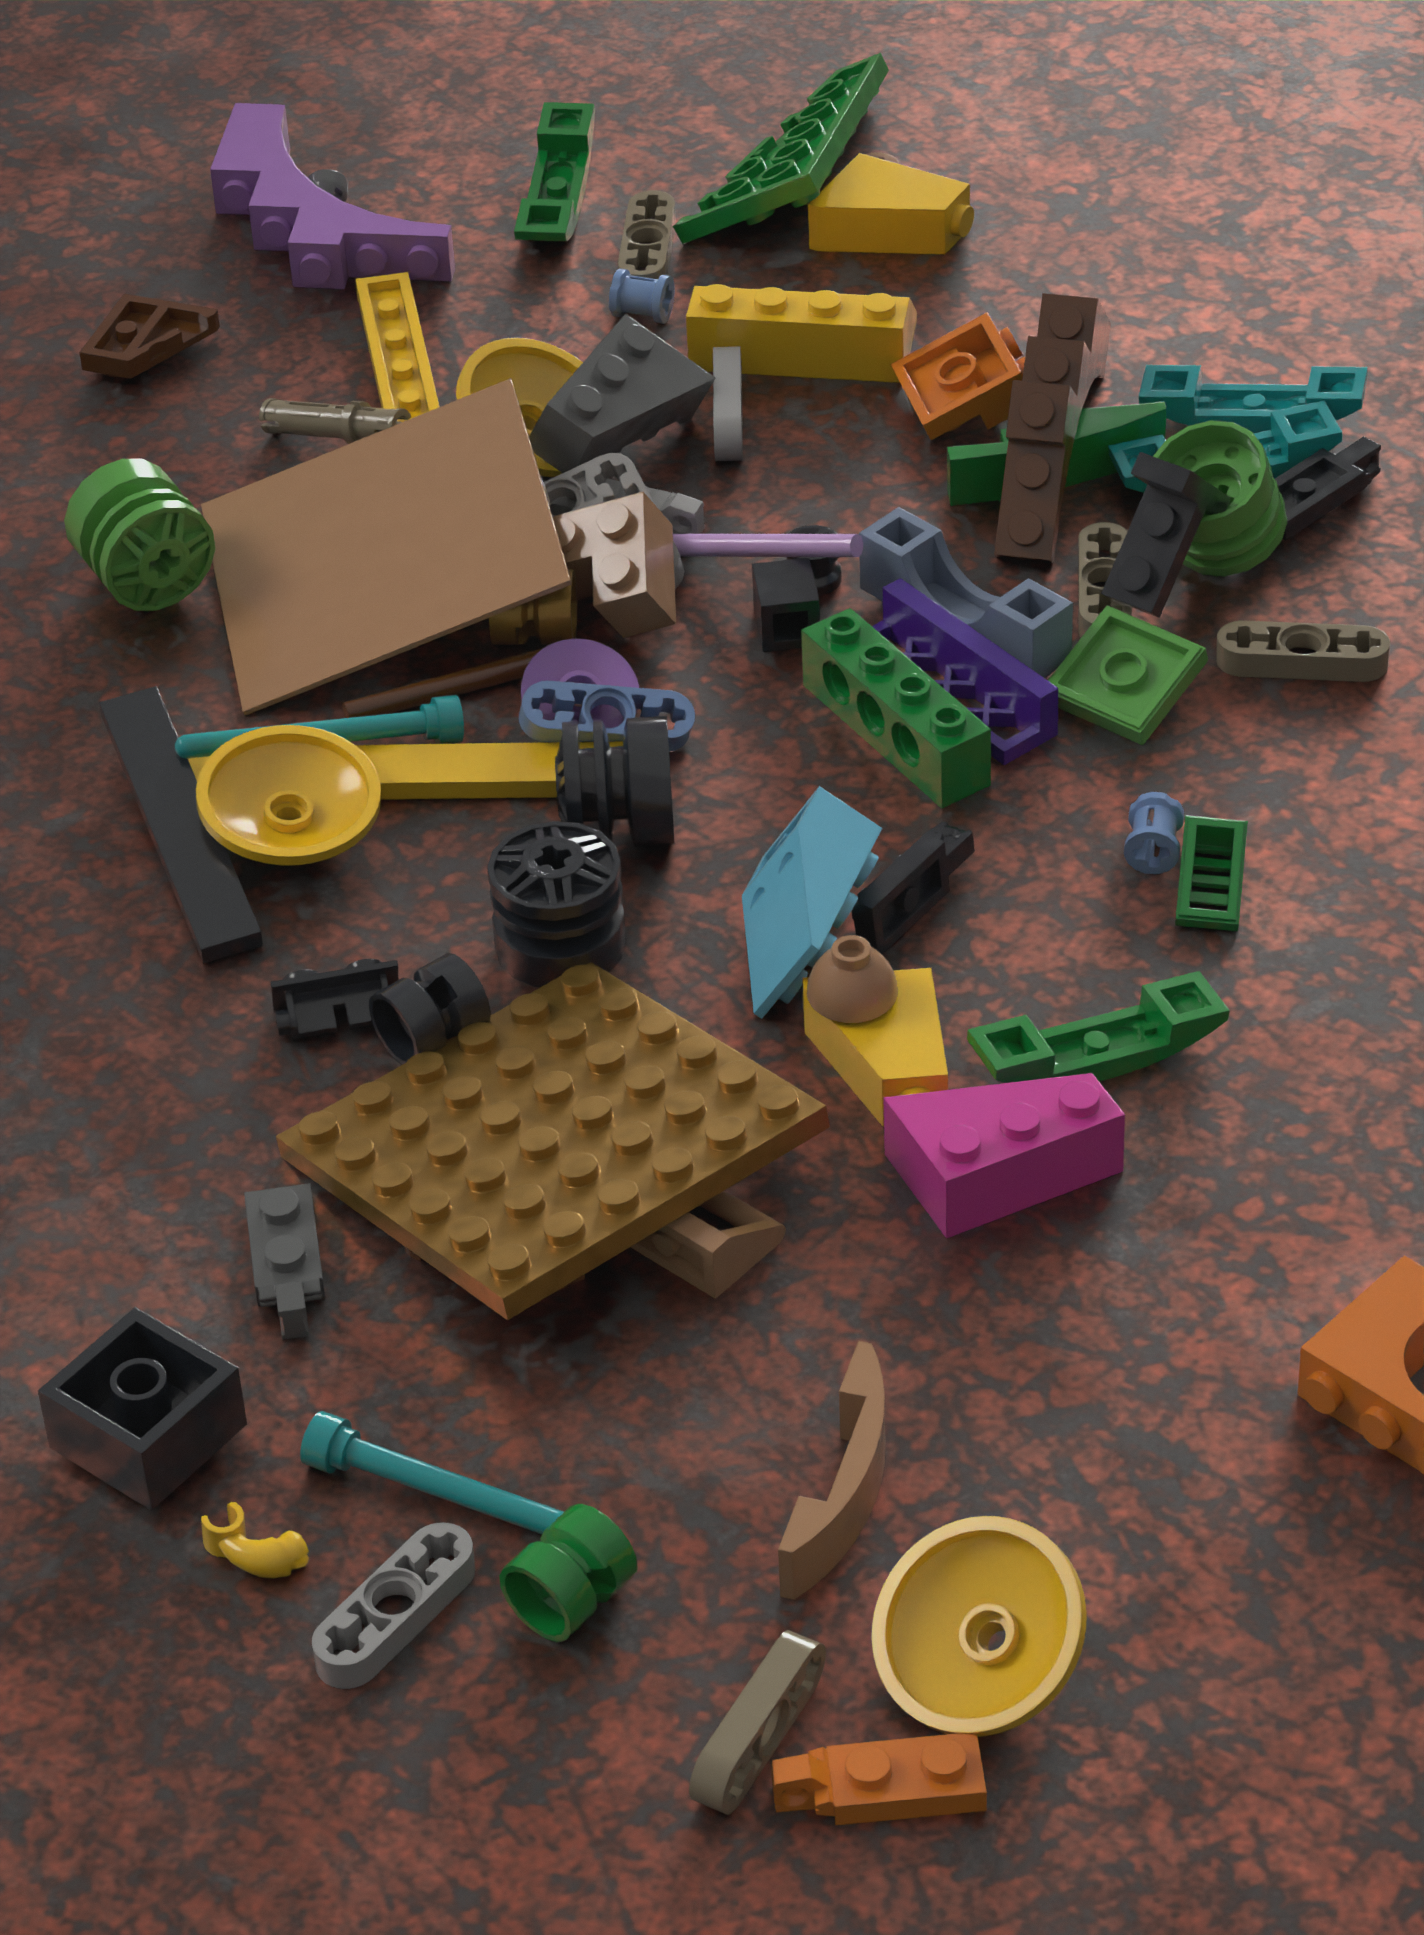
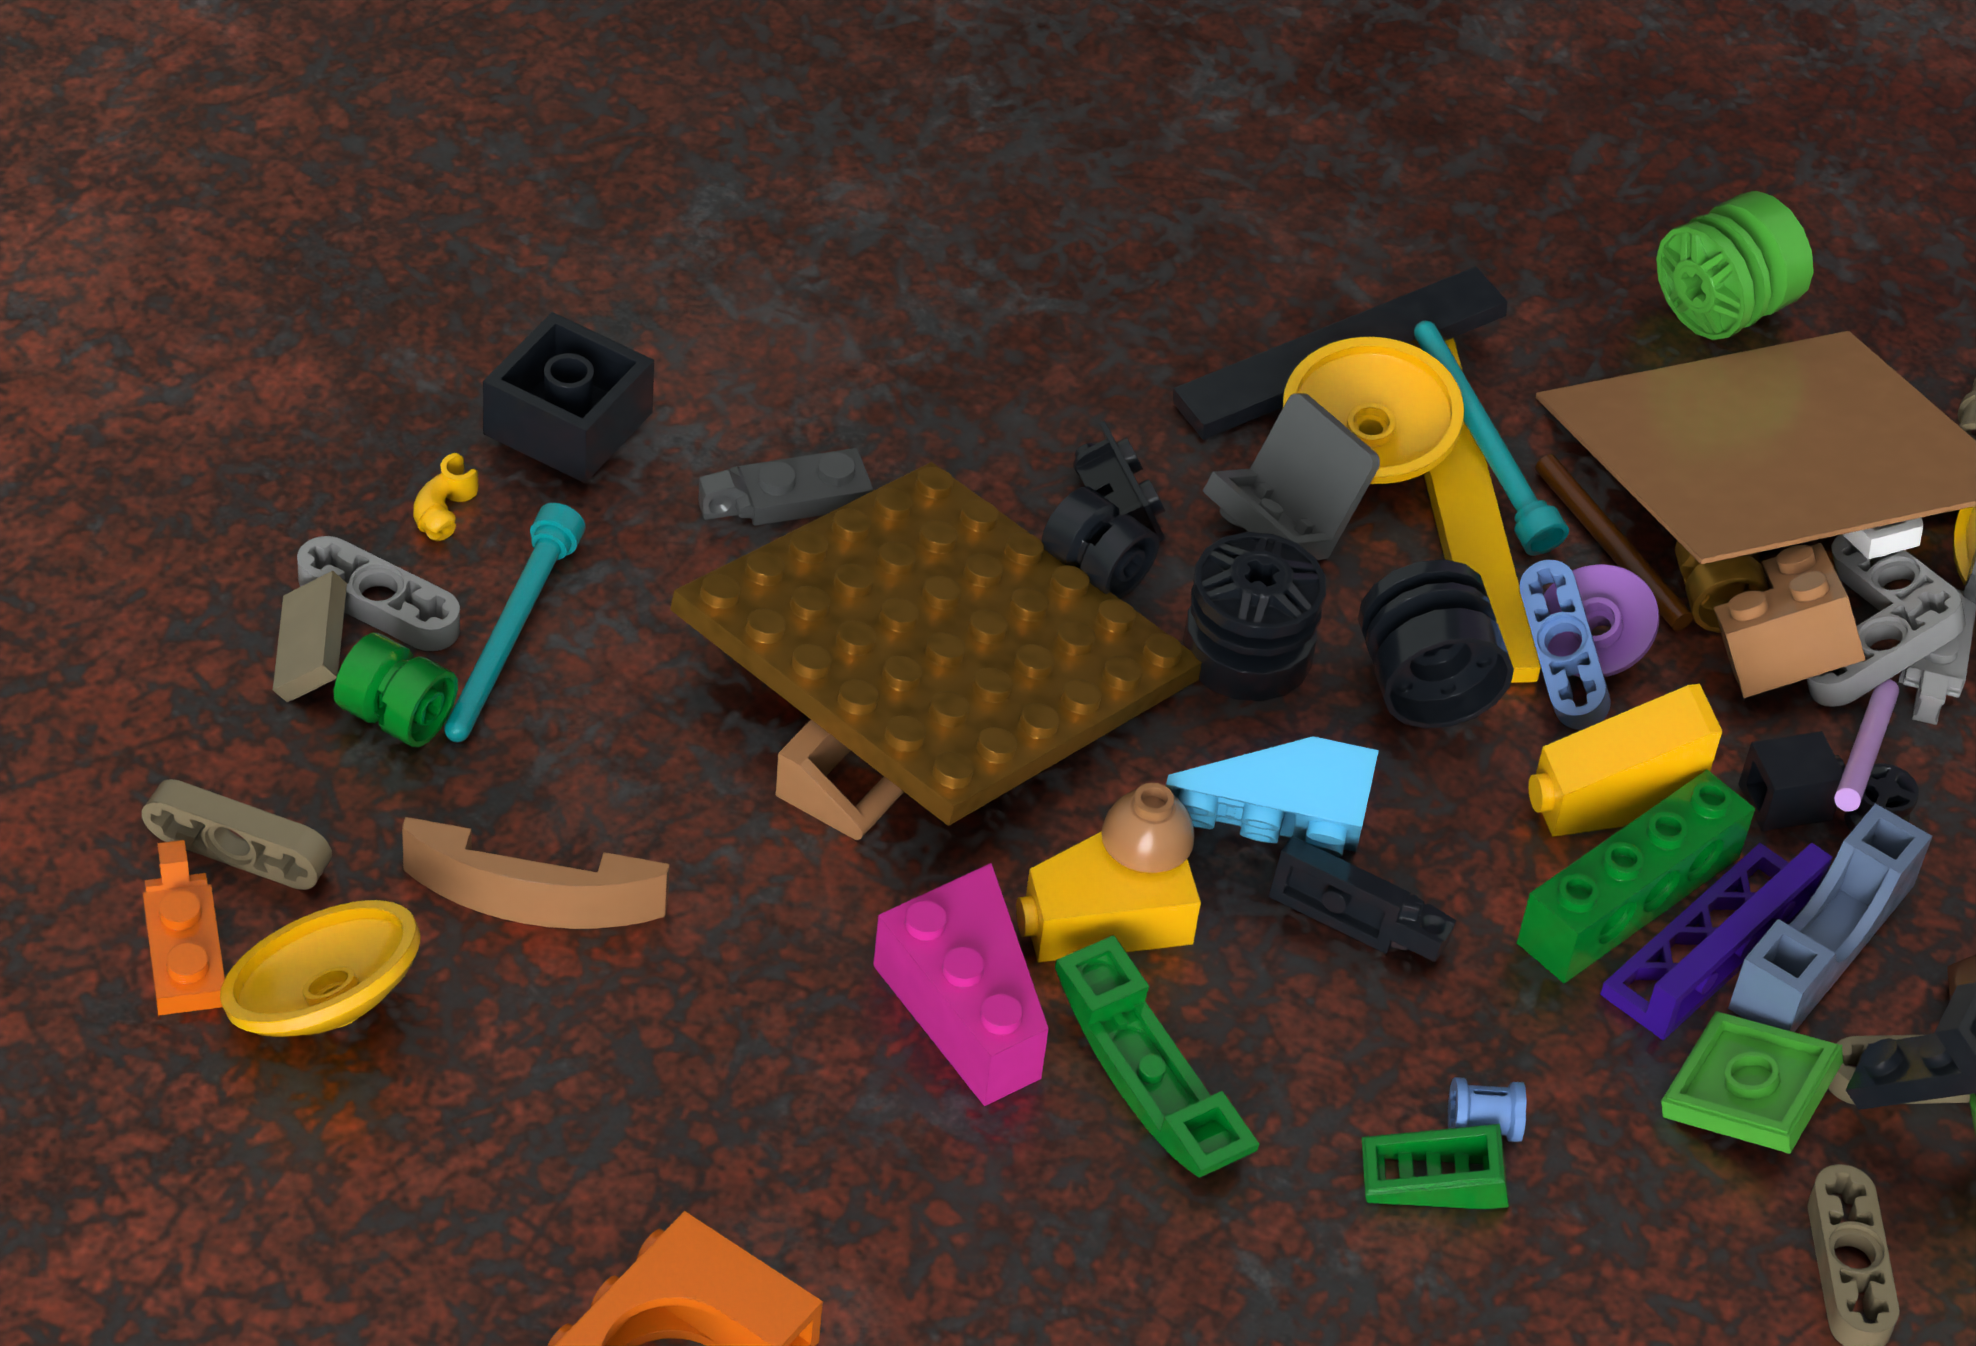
camera: 75 degrees right, 5 degrees up
(378, 855) = (1301, 480): none -> dark grey bracket
(465, 1656) = (310, 636): none -> dark tan tile
(775, 683) = (1625, 763): none -> yellow slope

